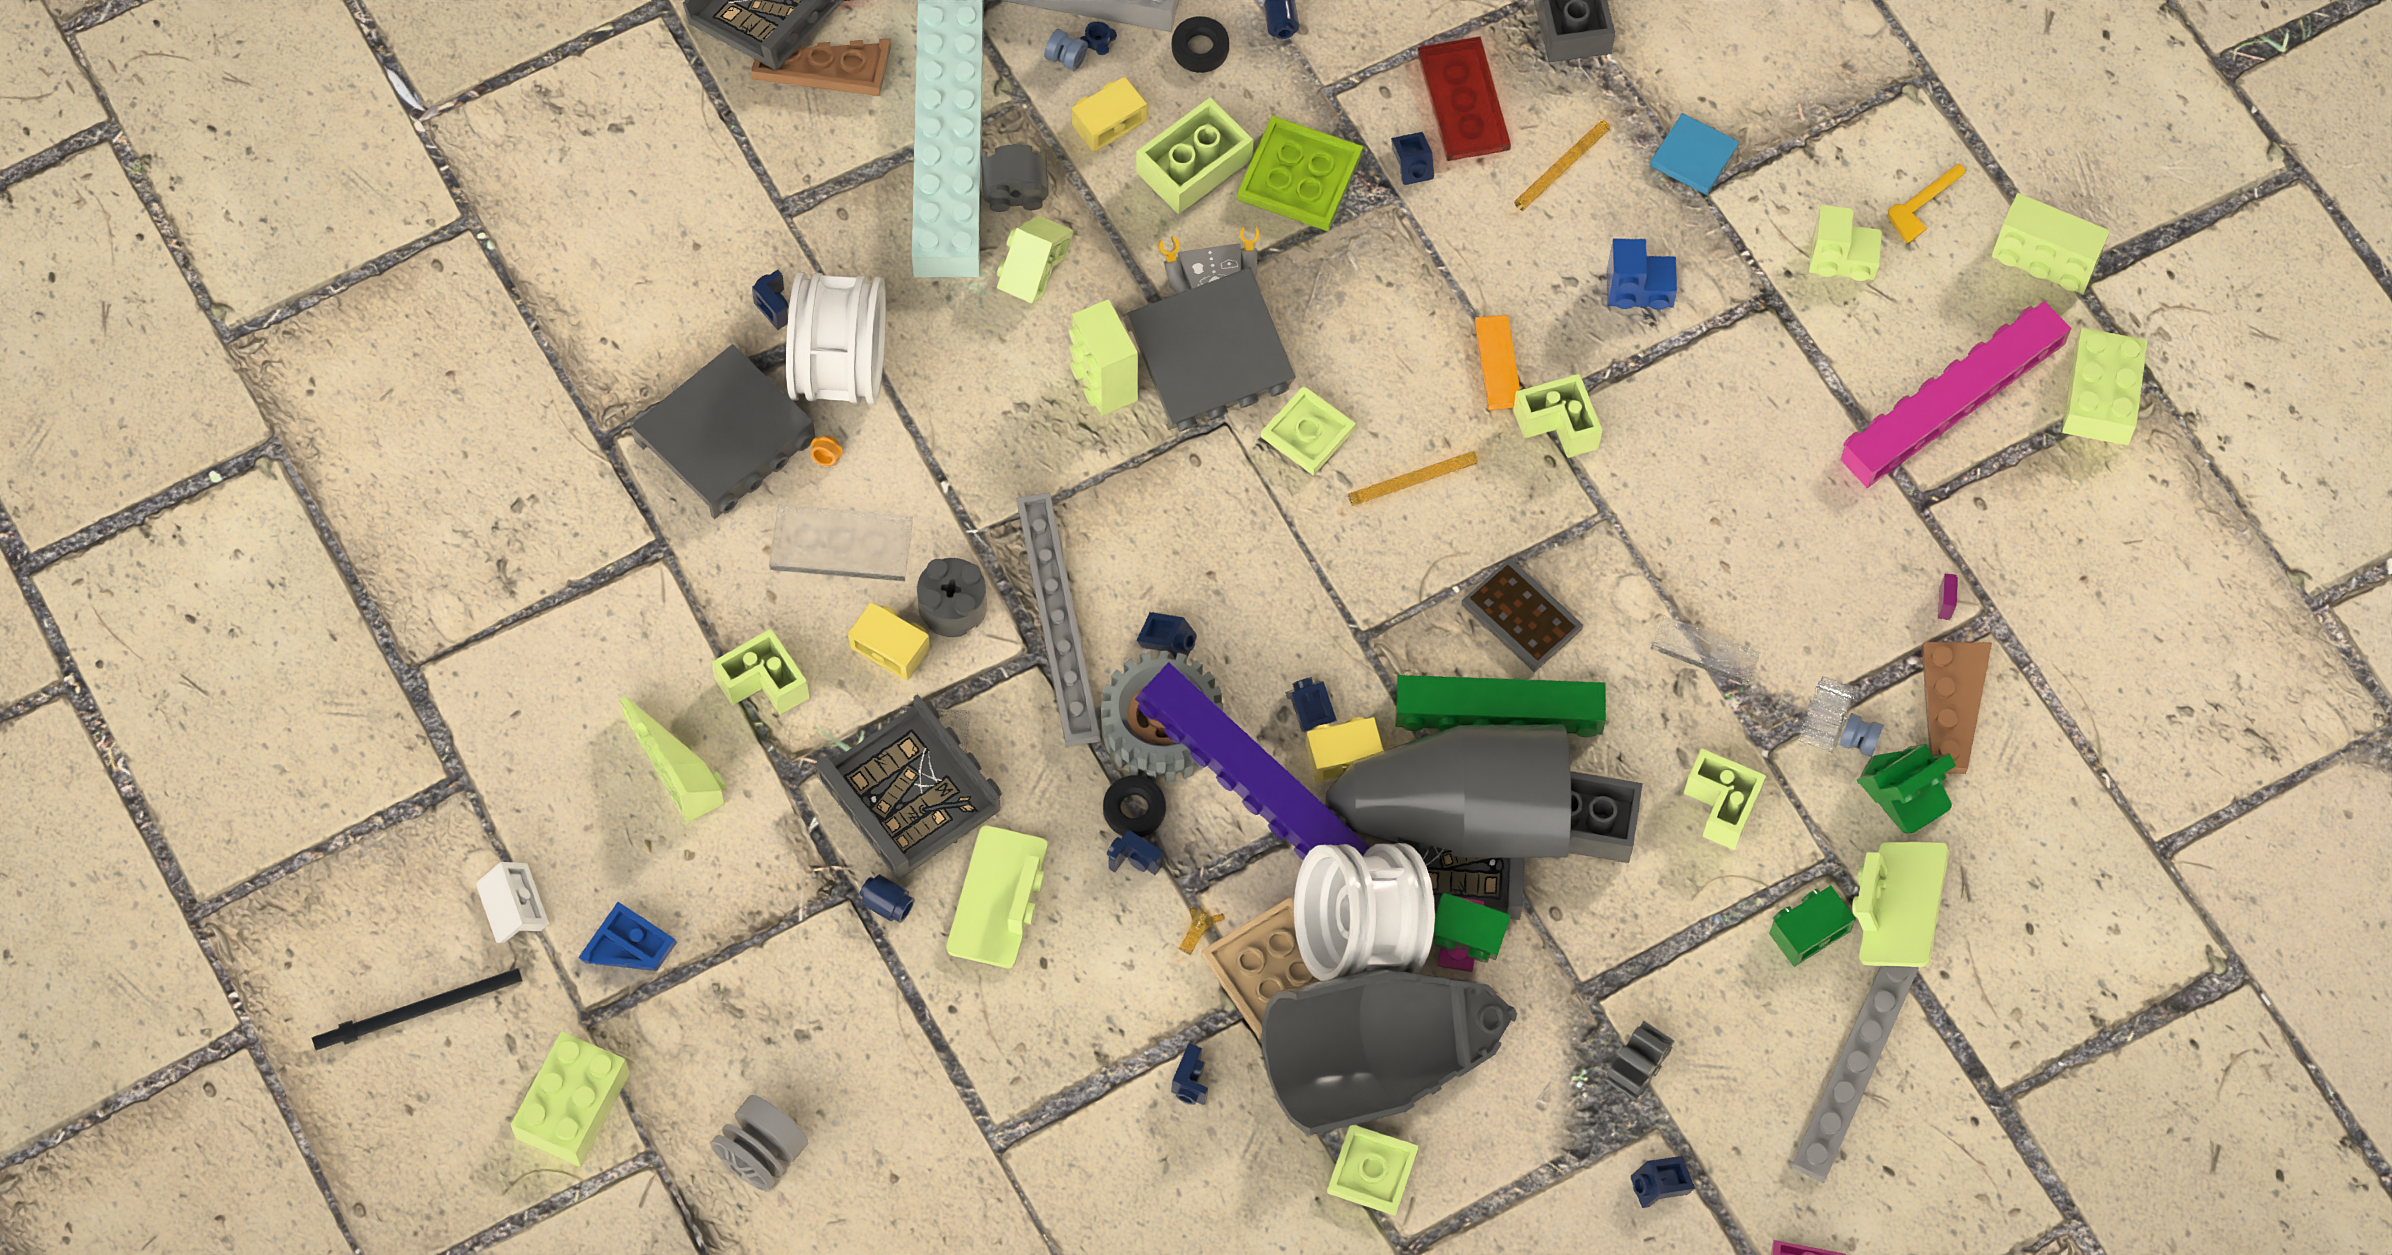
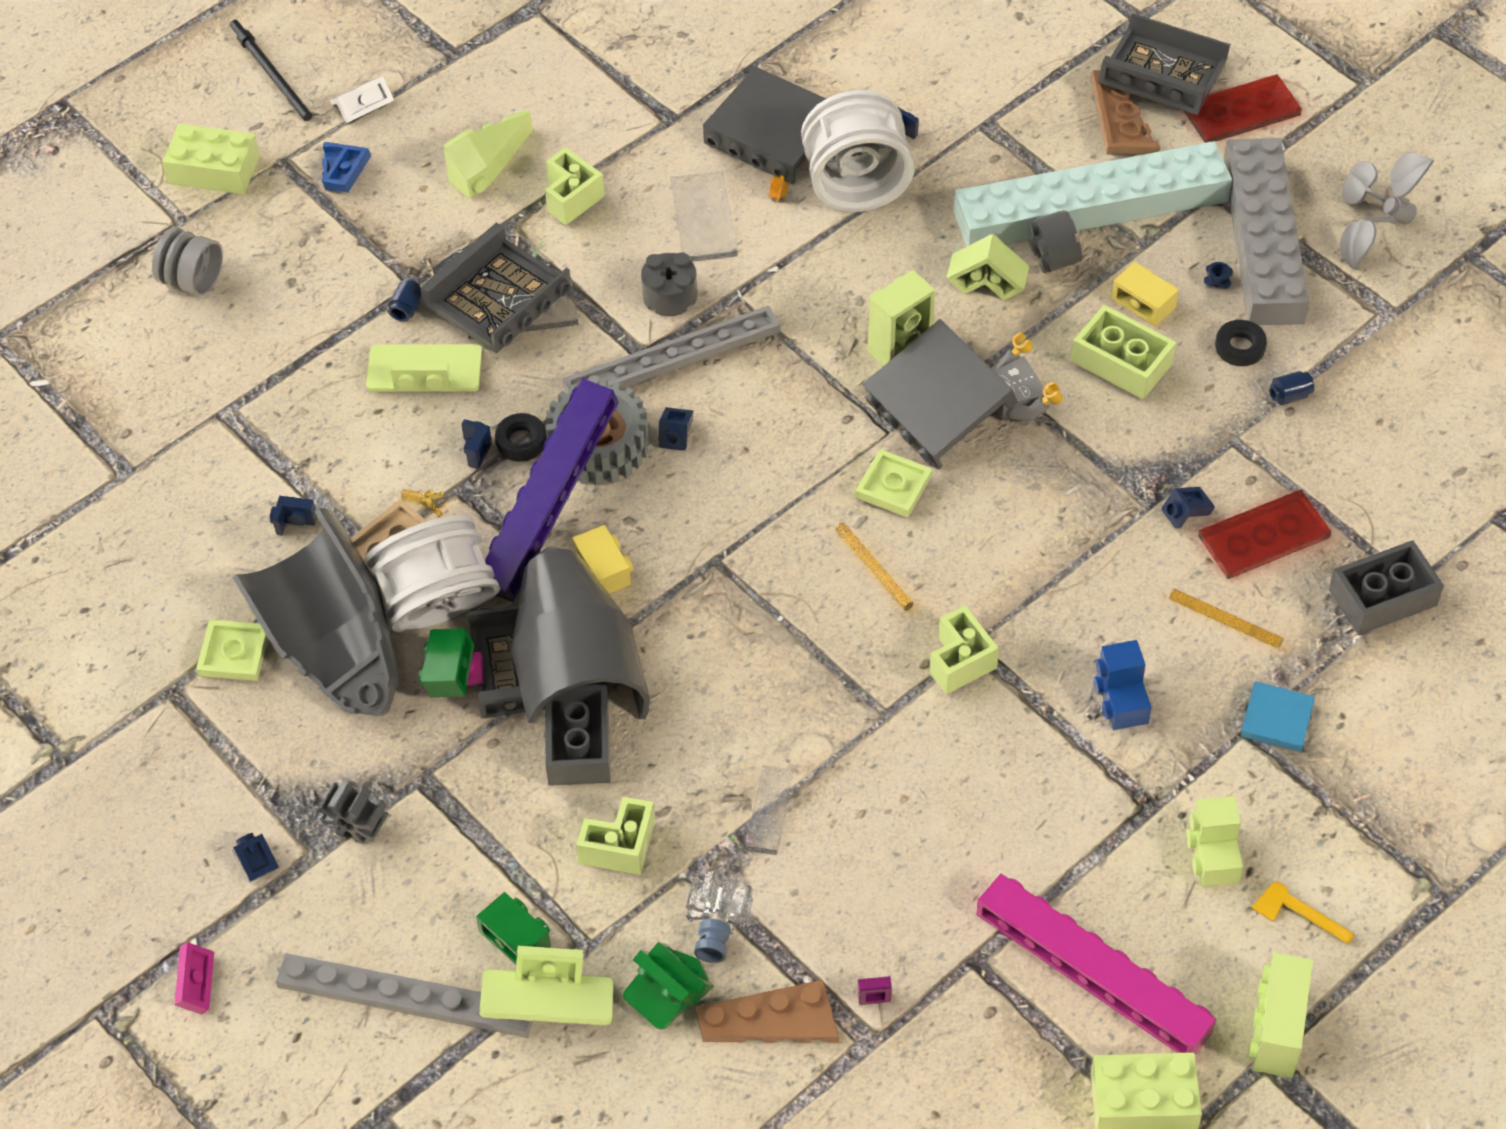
camera: 80 degrees right, 10 degrees down
(889, 640) = (623, 256): light yellow brick -> none
(1065, 49) = (1195, 254): sand blue wheel -> none
(1300, 173) = (1140, 431): lime plate -> none
(1311, 703) = (638, 530): dark blue bracket -> none
(1457, 701) = (671, 663): green brick -> none
(1497, 361) = (1011, 604): light orange tile -> none
(1522, 615) = (765, 666): tile -> none

